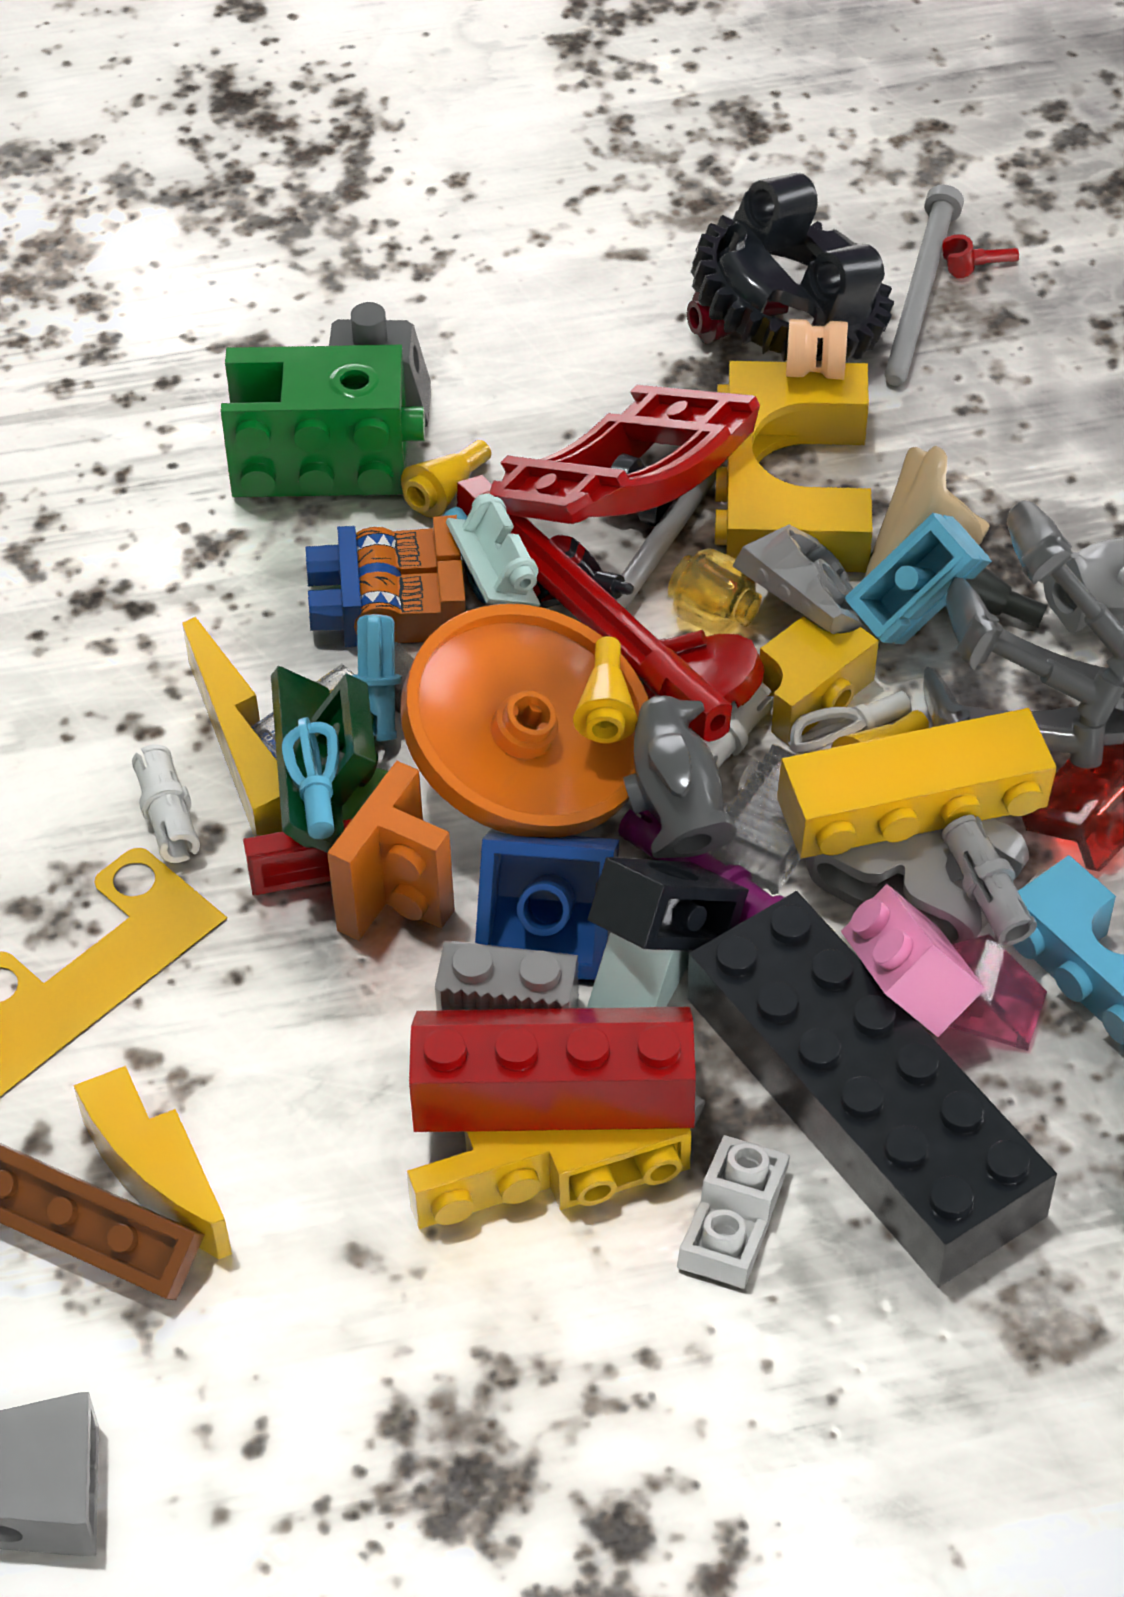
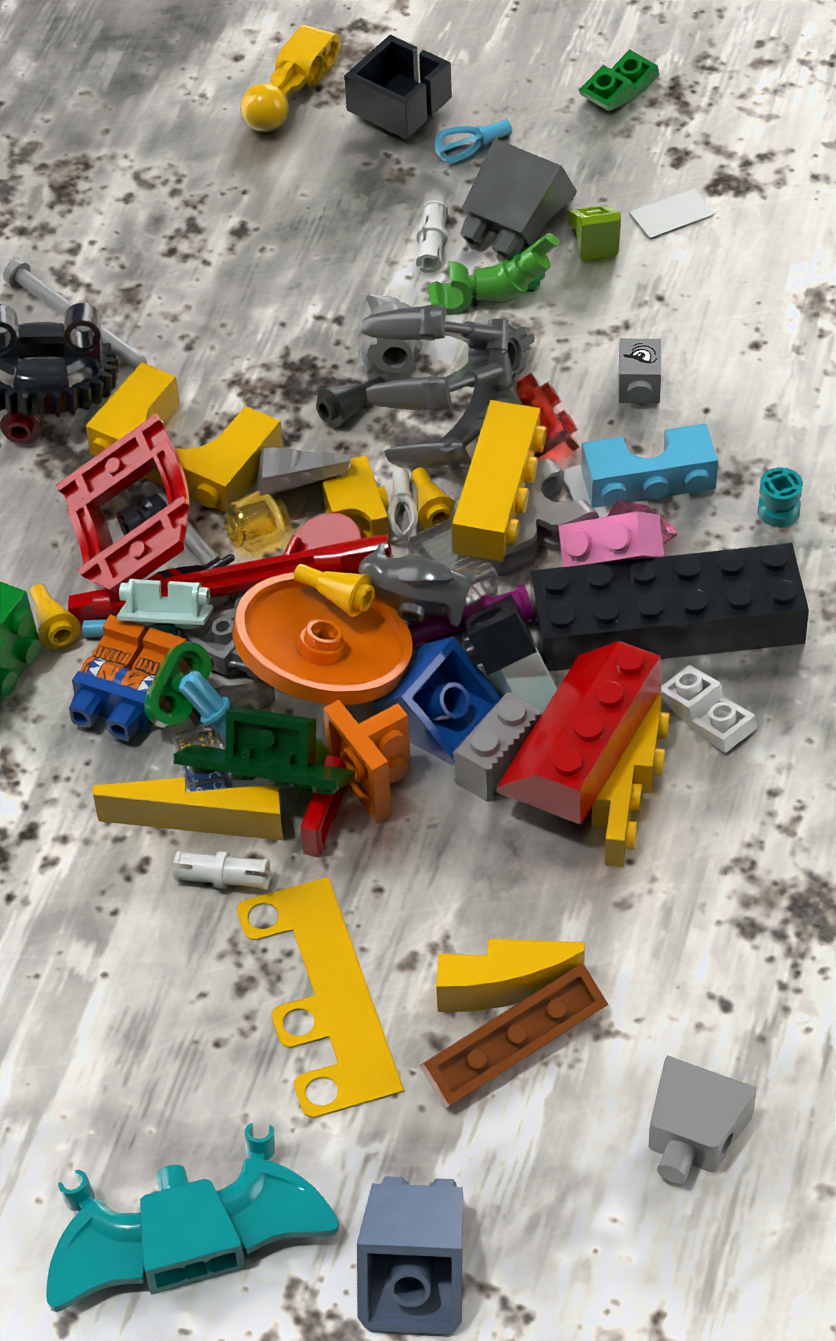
camera: 60 degrees left, 0 degrees up
(317, 787) = (314, 760): medium azure piece -> none
(393, 602) = (167, 684): none -> green plate
(803, 349) = (121, 377): light nougat wheel -> none
(915, 578) = (341, 411): medium azure brick -> none
(916, 496) = (280, 393): tan hat -> none
(962, 257) = (69, 280): red hand -> none
(989, 880) = (550, 480): light grey pin -> none

